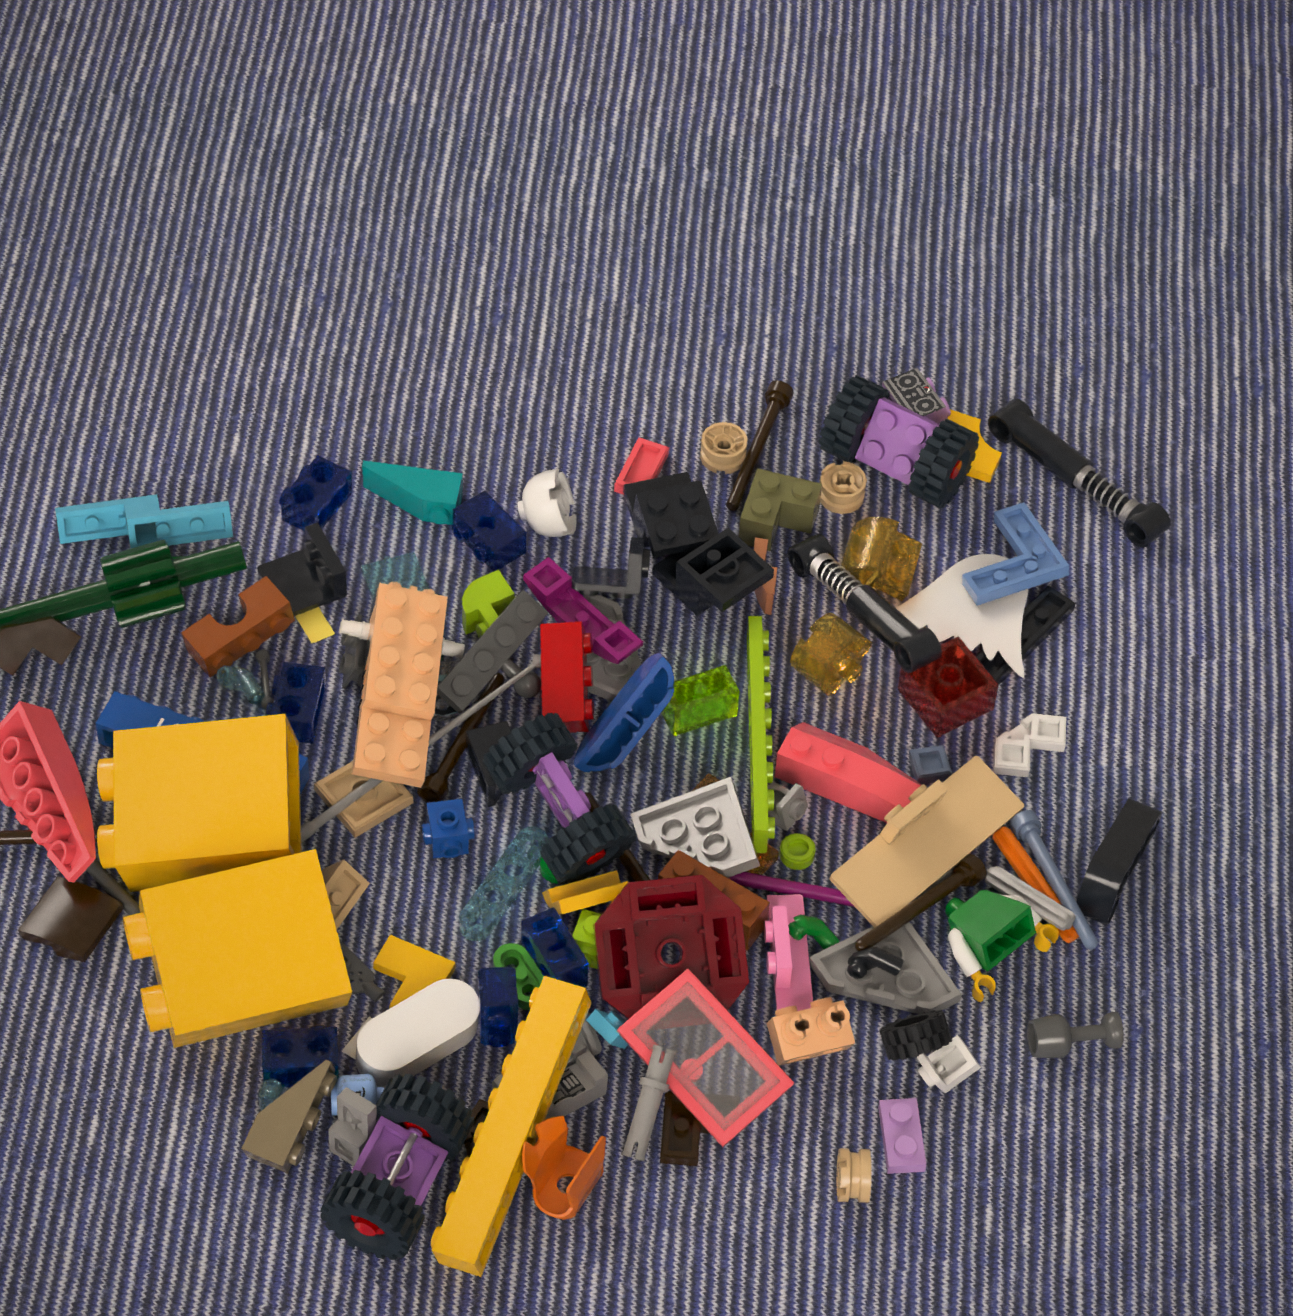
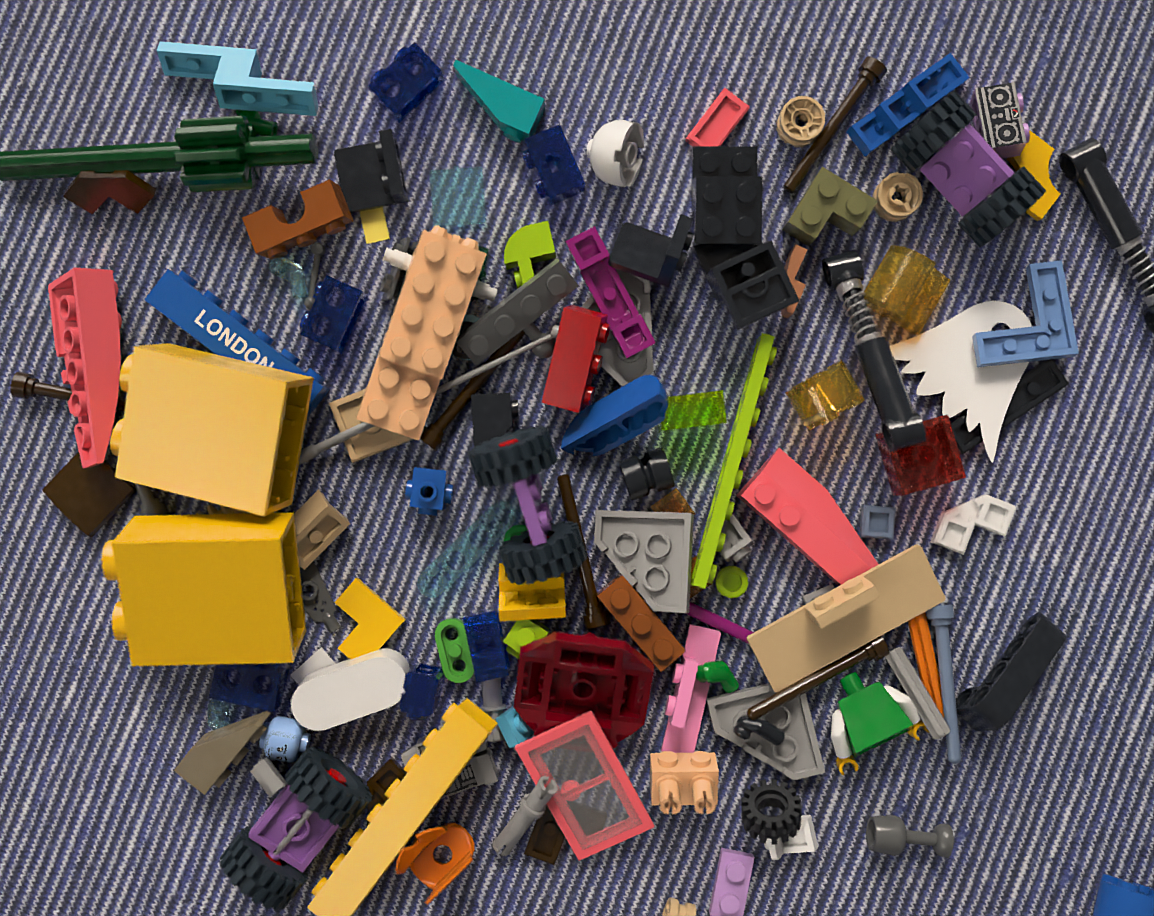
camera: 15 degrees right, 35 degrees up
(670, 768) = (646, 473): none -> black wheel
(804, 433) = (907, 104): none -> blue slope

